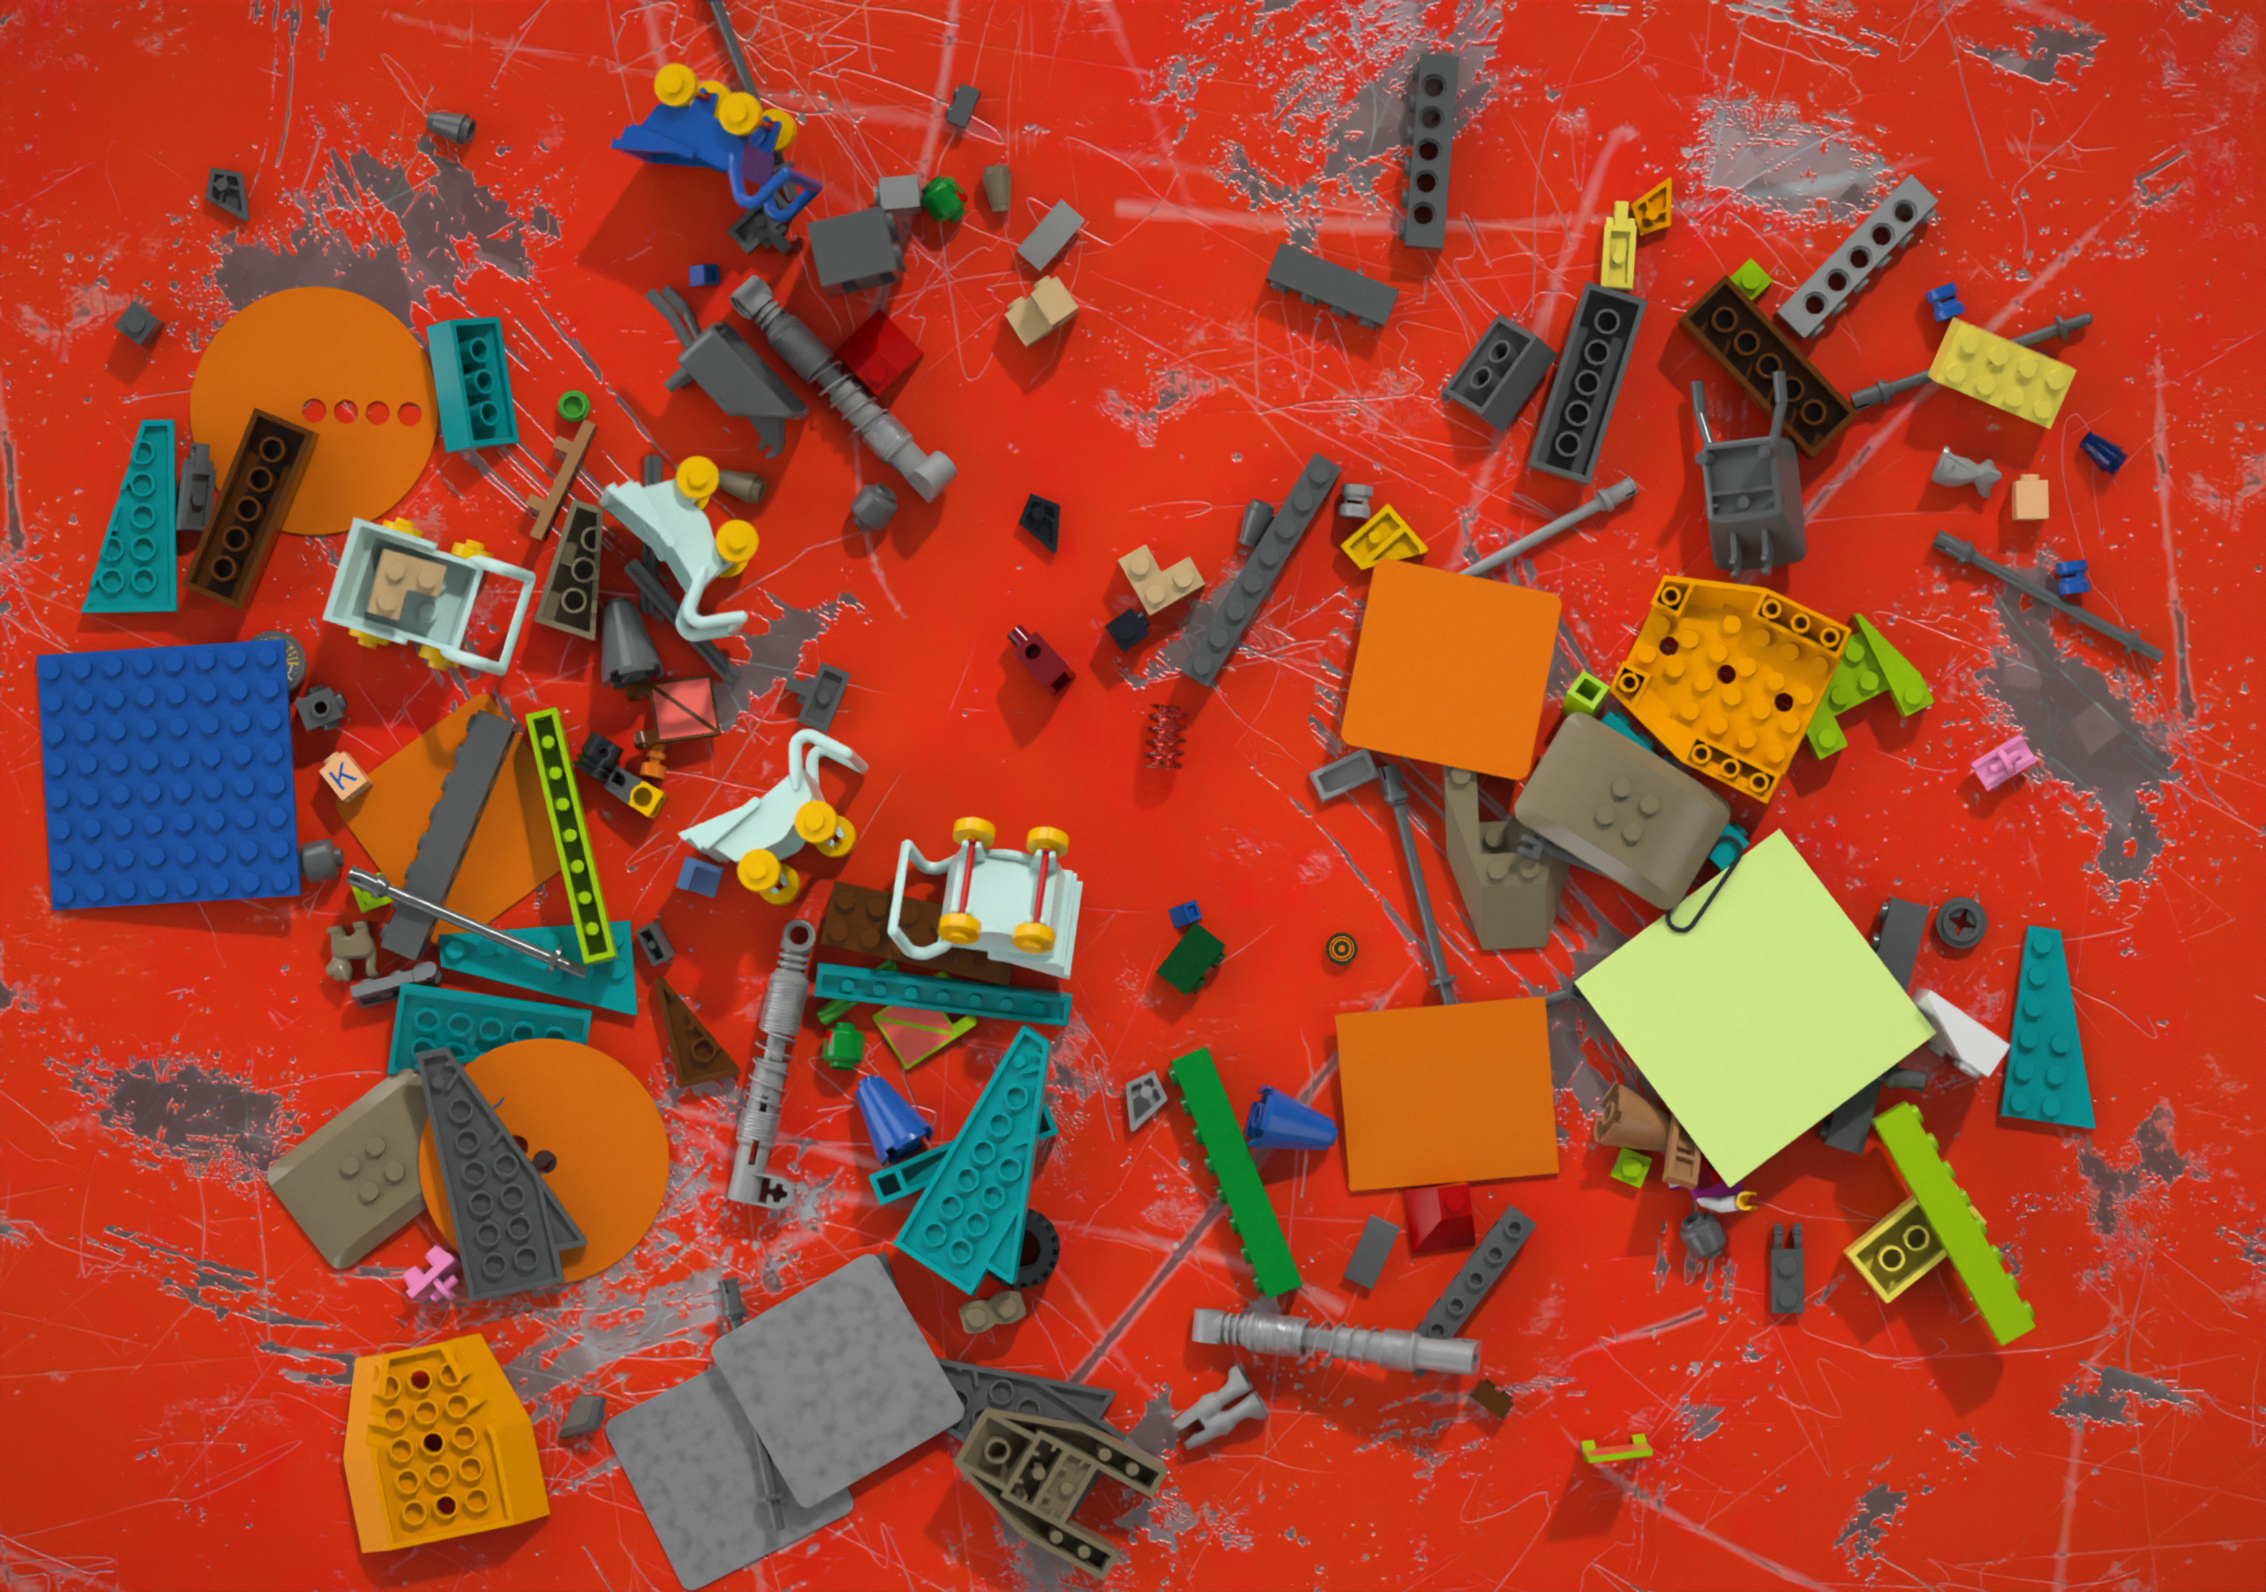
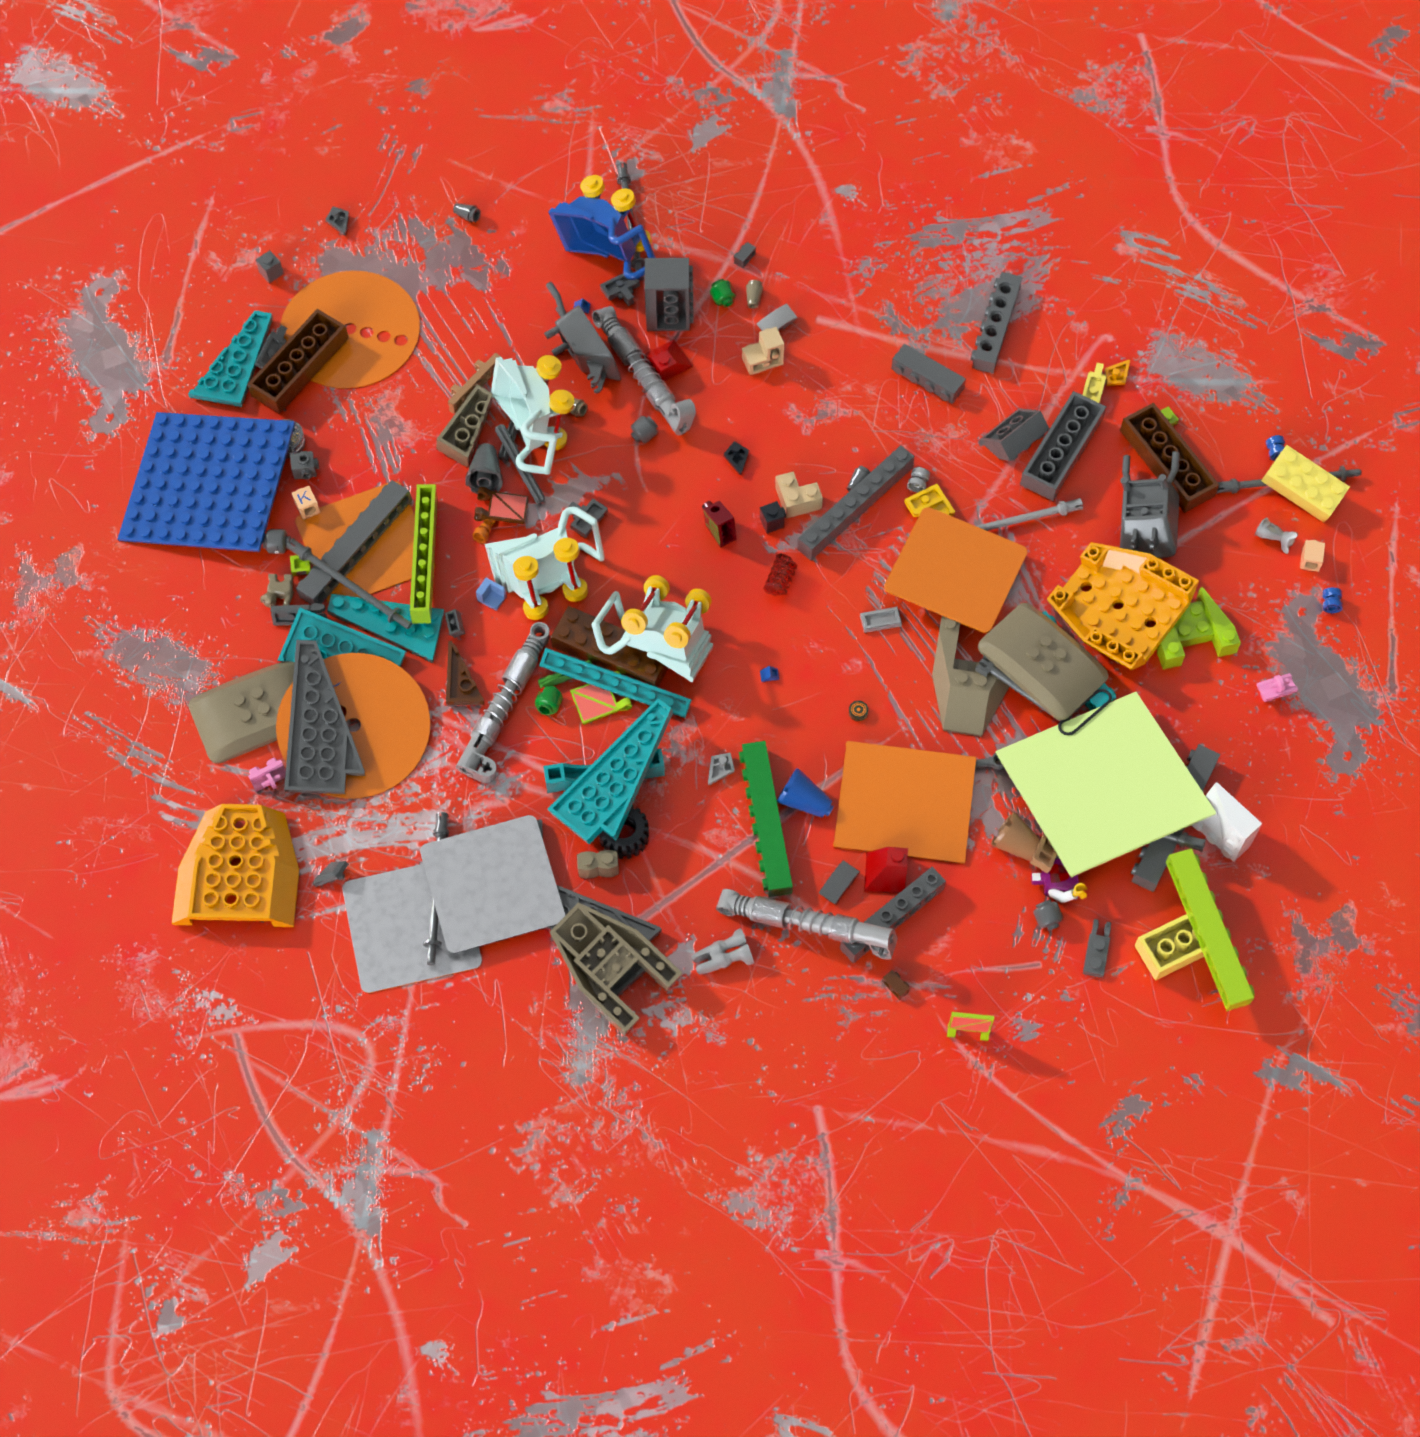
camera: 15 degrees right, 25 degrees down
(398, 573) = (368, 392): tan brick -> none
(423, 617) = (374, 409): light aqua piece -> none
(472, 384) = (439, 328): teal slope -> none
(574, 406) = (490, 349): bright green plate -> none
(595, 763) = (451, 520): black piece -> none
(636, 792) = (469, 544): leg -> none
(890, 1120) = (566, 744): blue cone -> none
(898, 195) = (701, 282): light grey brick -> none
(1191, 959) = (767, 695): dark green brick -> none
(1396, 799) = (909, 635): dark grey bar -> none
(1585, 695) = (1034, 597): lime brick -> none
(1631, 1167) = (1010, 869): lime plate -> none
(1908, 194) = (1233, 409): light grey brick -> none
(1965, 553) = (1270, 576): dark grey bar -> none
(1974, 914) = (1235, 764): dark grey gear -> none
(2045, 1057) = (1279, 859): teal wing -> none
(2103, 452) = (1359, 541): clear blue cone -> none

